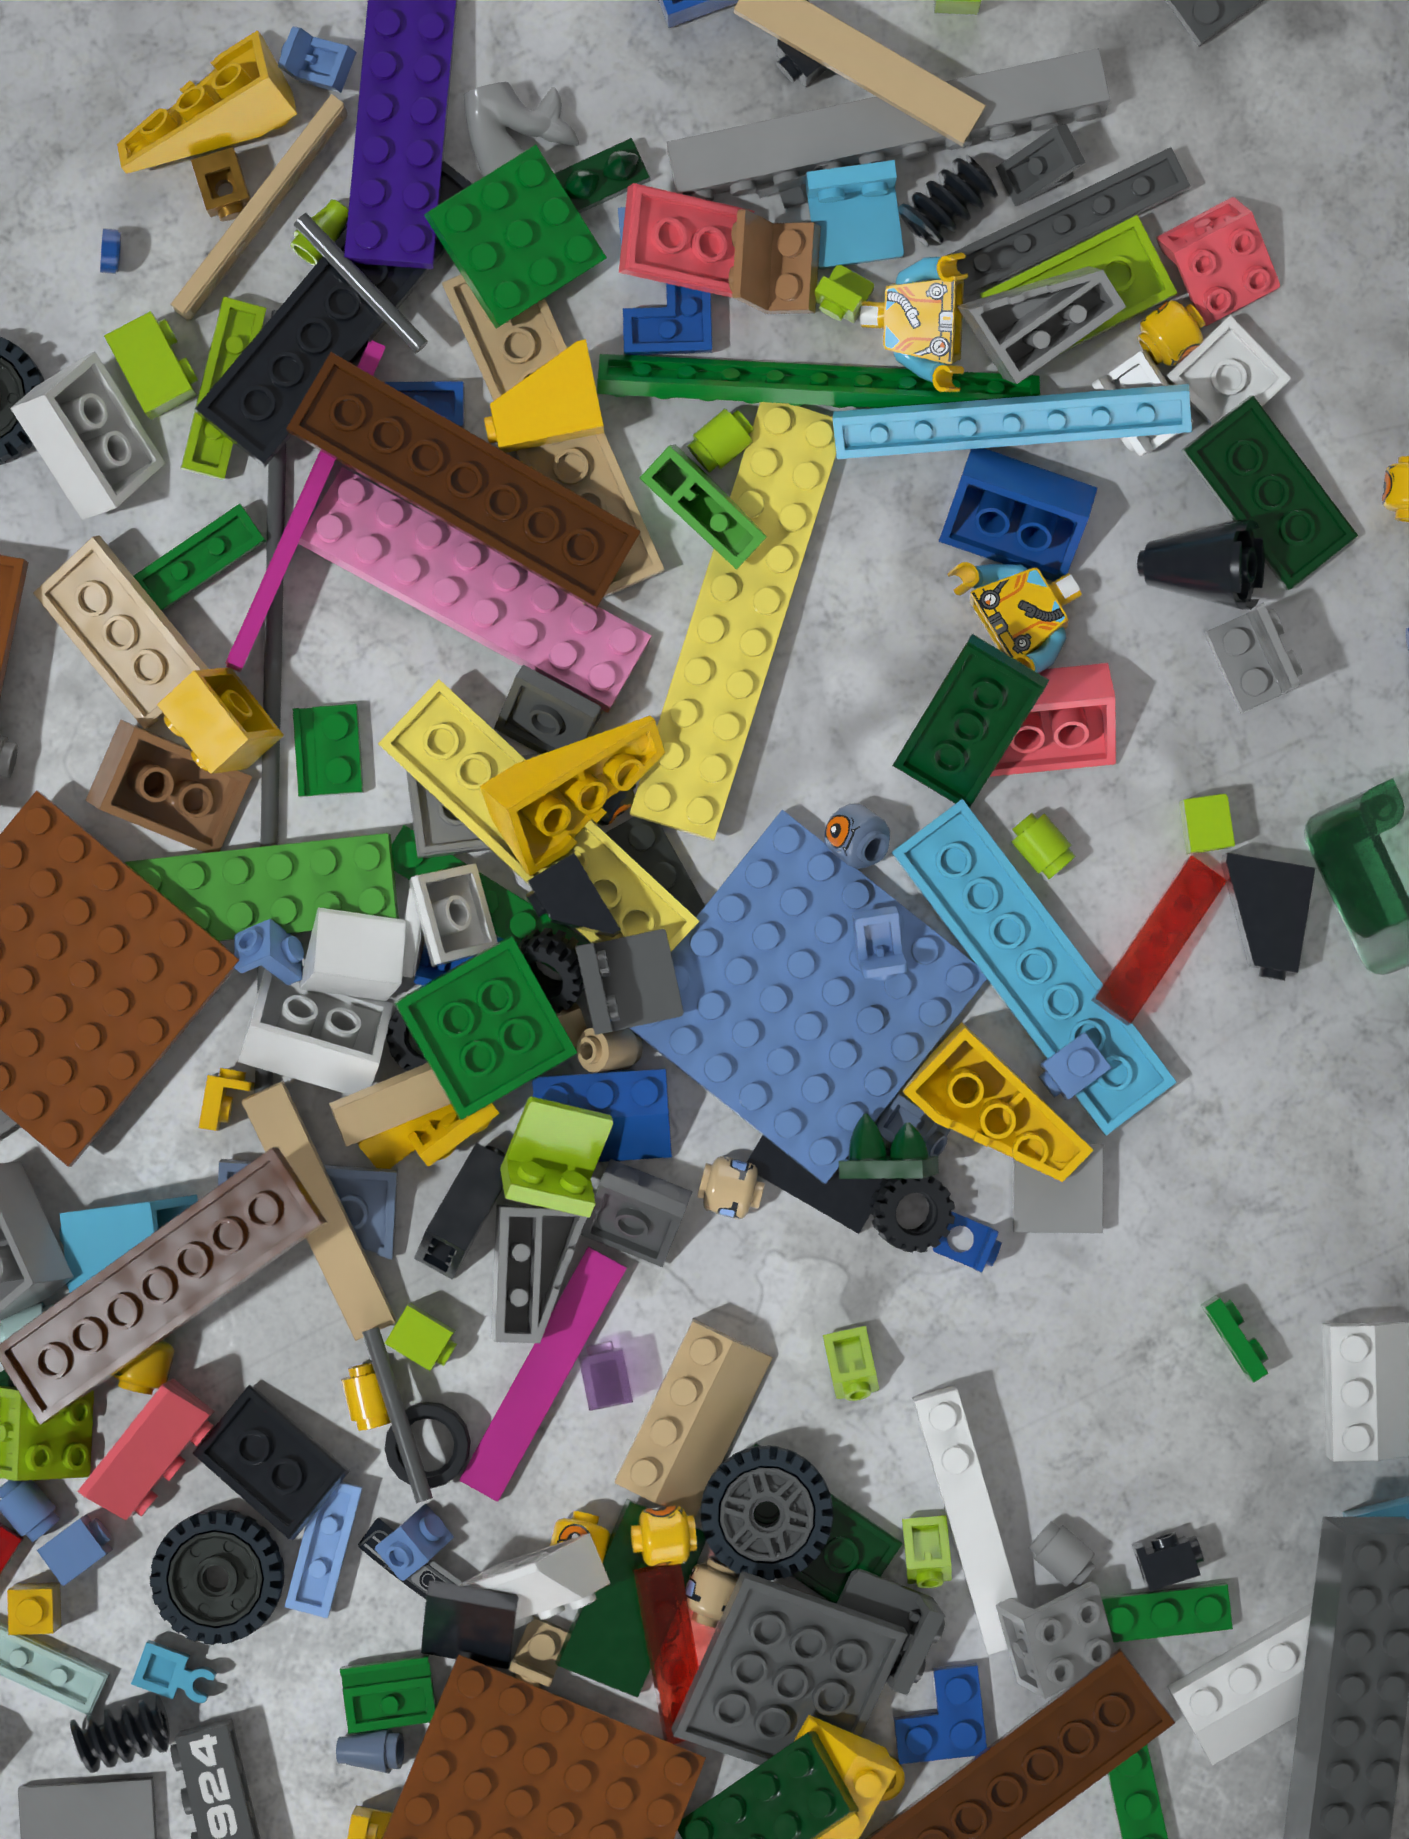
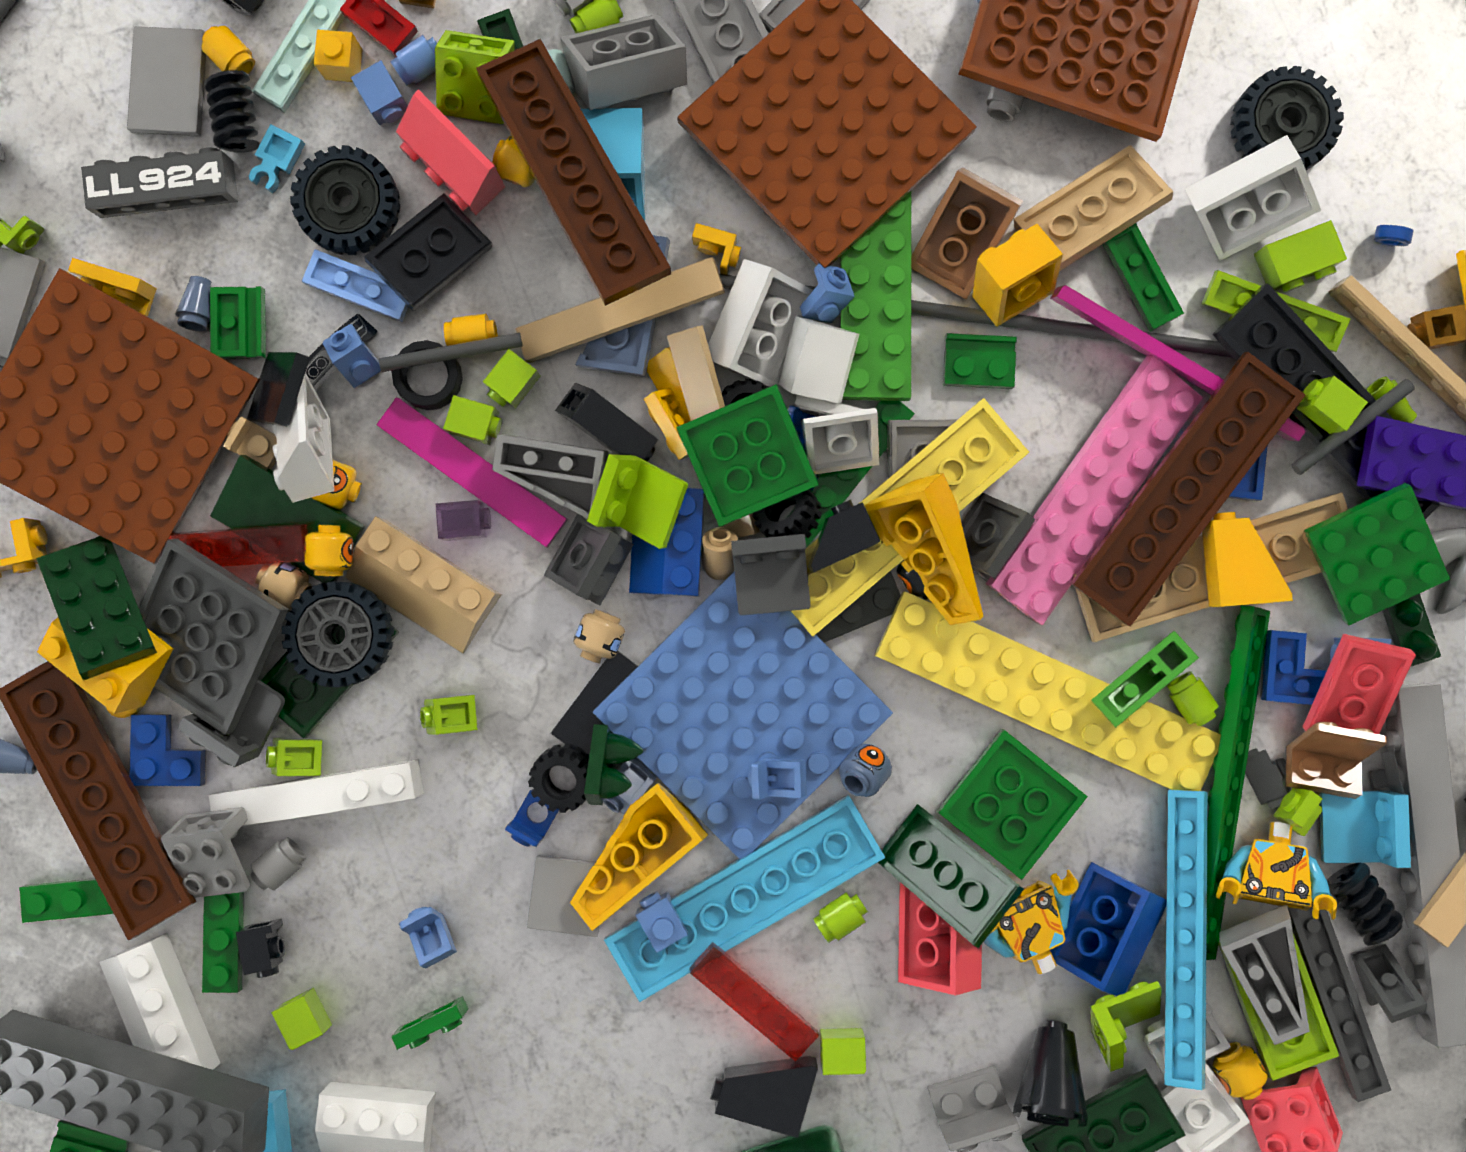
camera: 90 degrees right, 0 degrees up
(43, 1752) = (227, 50): none -> yellow brick
(337, 316) = (1331, 404): none -> lime brick
(478, 1379) = (472, 420): none -> lime brick
(806, 337) = (1266, 777): none -> dark grey piece
(877, 649) = (1012, 804): none -> green plate
(1115, 487) = (1114, 1014): none -> lime bracket
(1127, 1354) = (428, 935): none -> medium blue bracket
(1249, 1499) = (302, 1019): none -> lime panel

